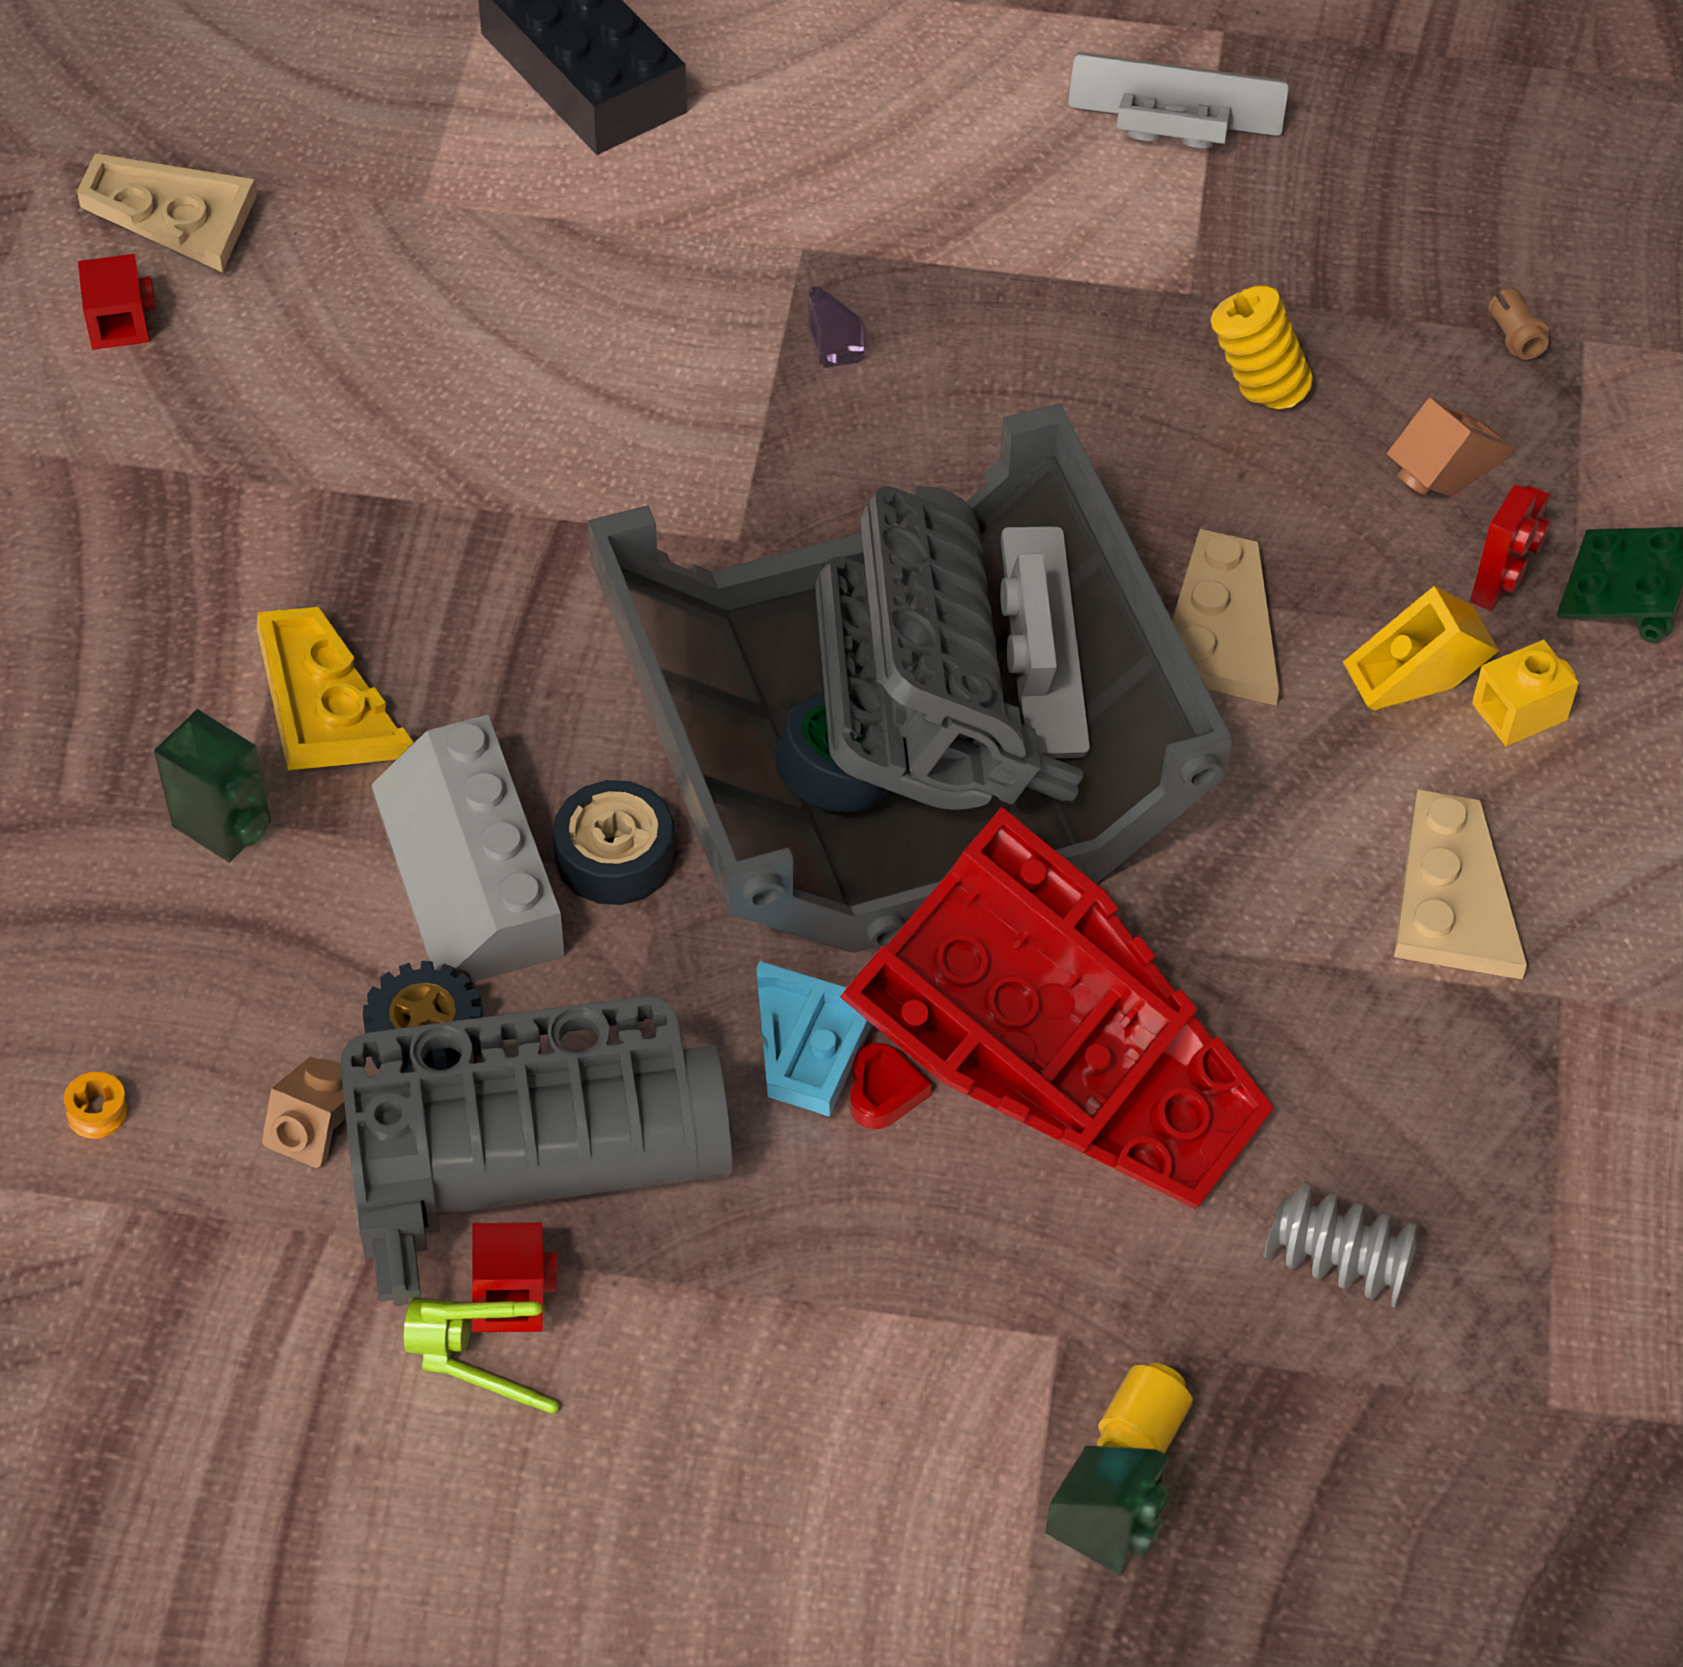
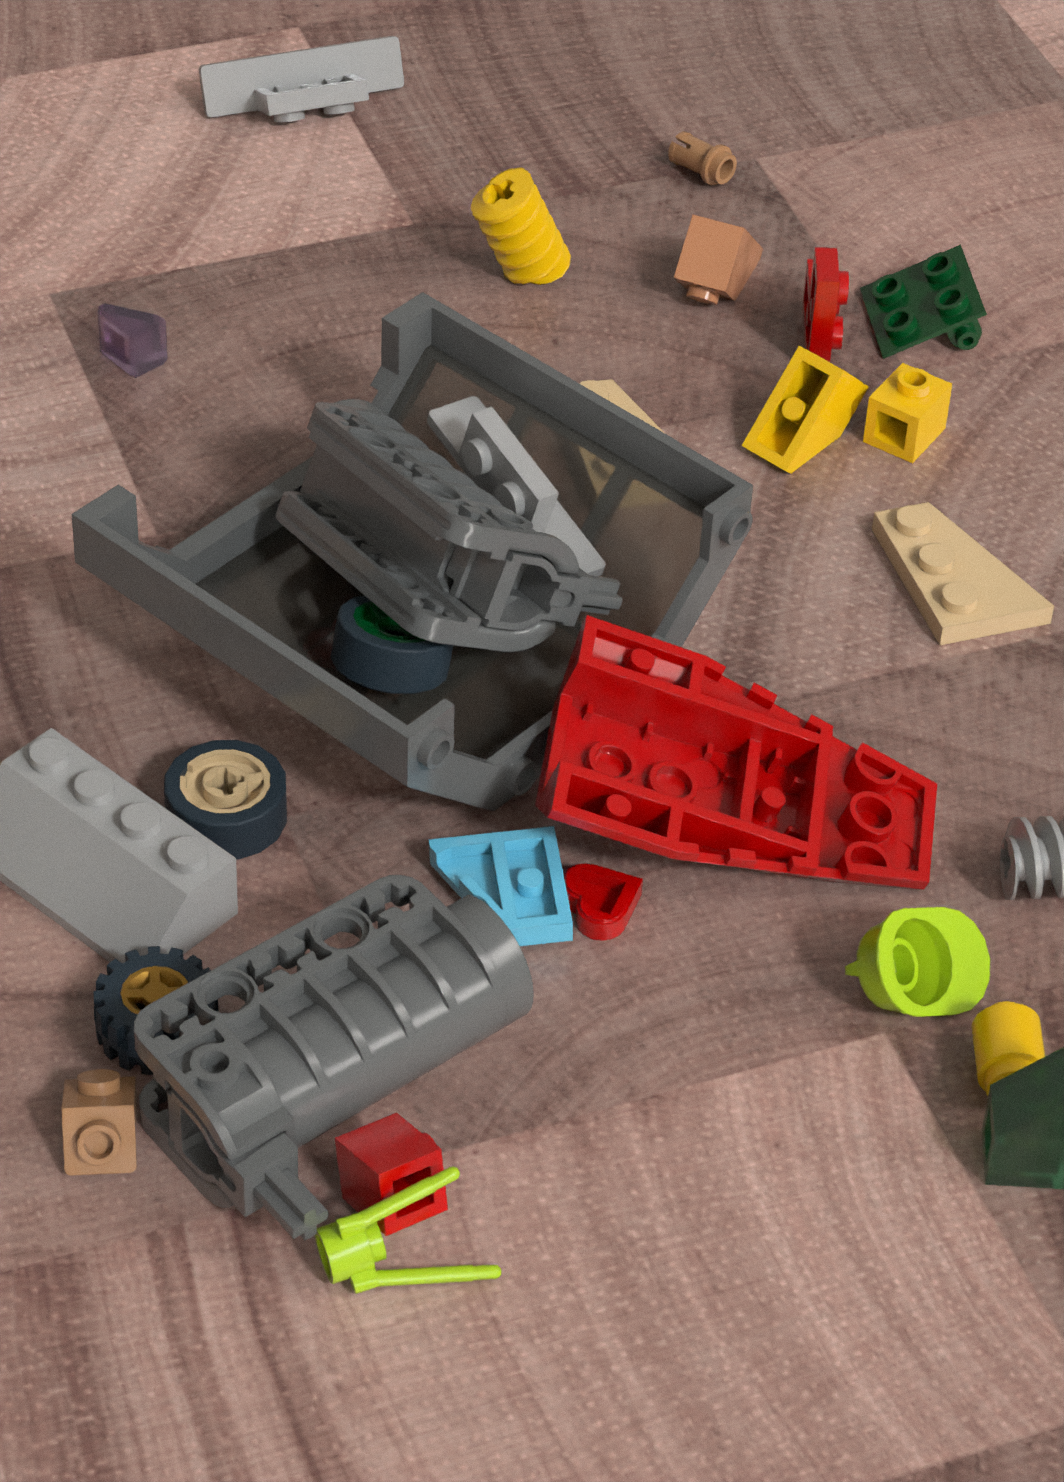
camera: 30 degrees left, 10 degrees down
(1125, 1291) = (923, 962): none -> lime piece

